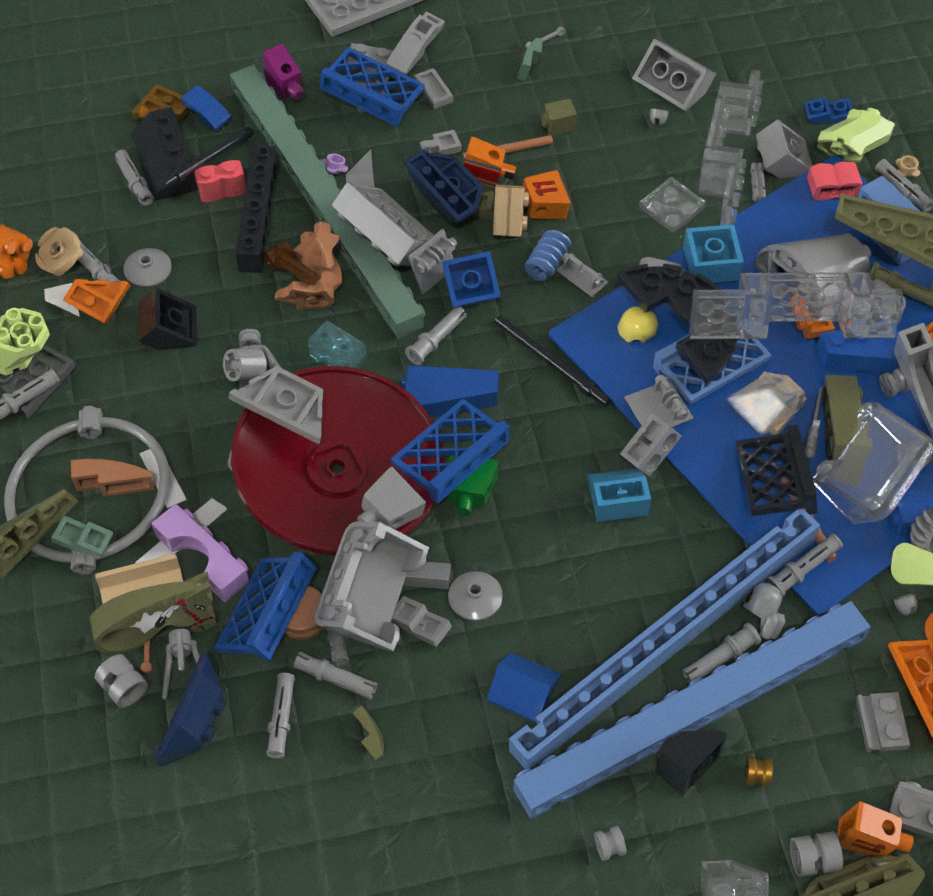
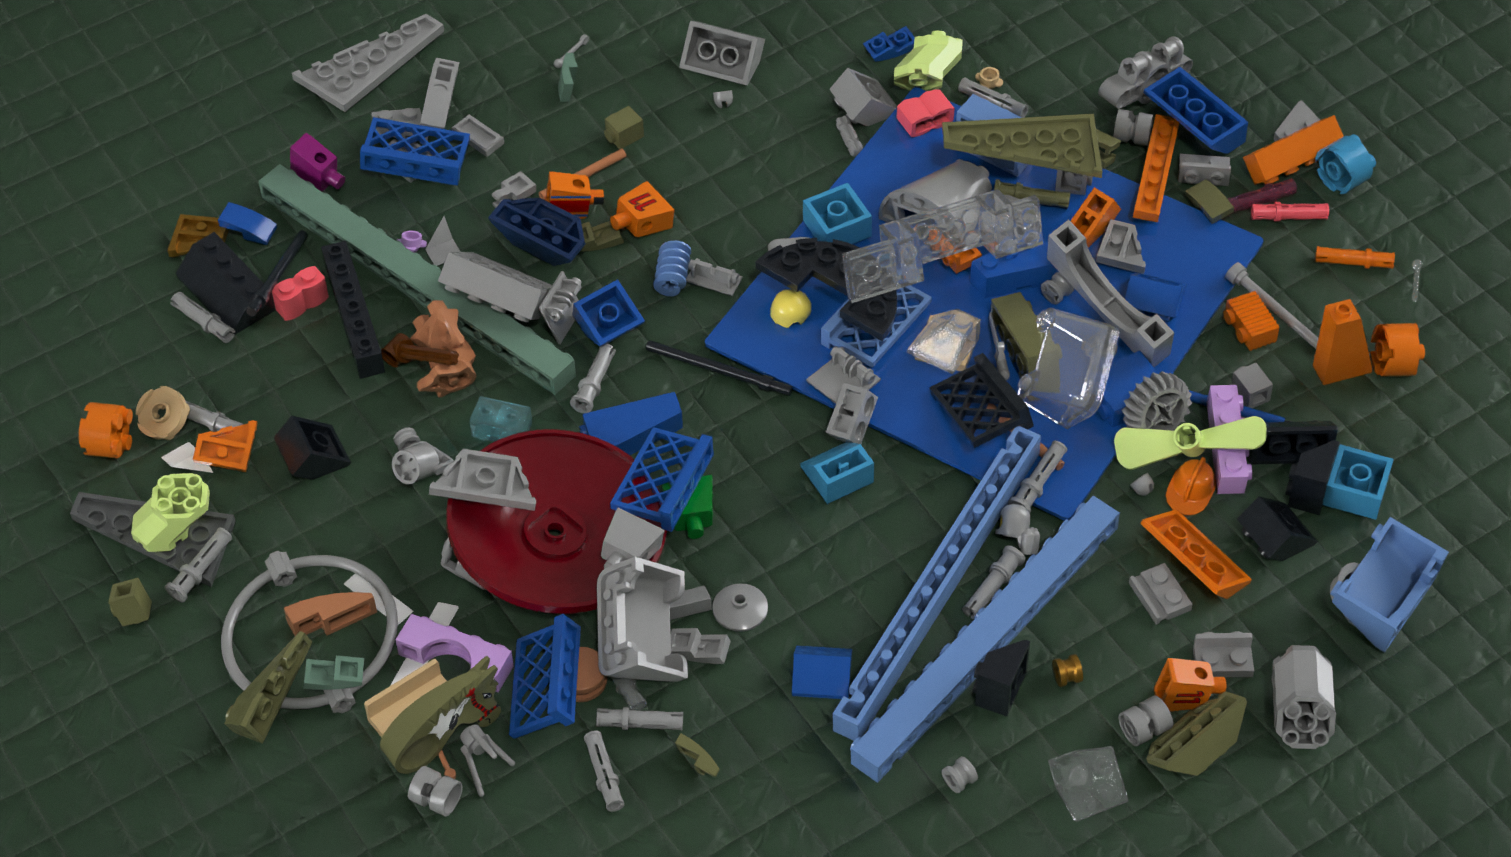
camera: 20 degrees left, 5 degrees down
(147, 267) = (265, 410): light grey dish -> none
(193, 716) = (521, 796): dark blue wedge -> none
(509, 210) = (617, 235): tan brick -> none
(672, 204) = (774, 182): clear plate -> none
(724, 164) = (813, 128): clear bracket -> none

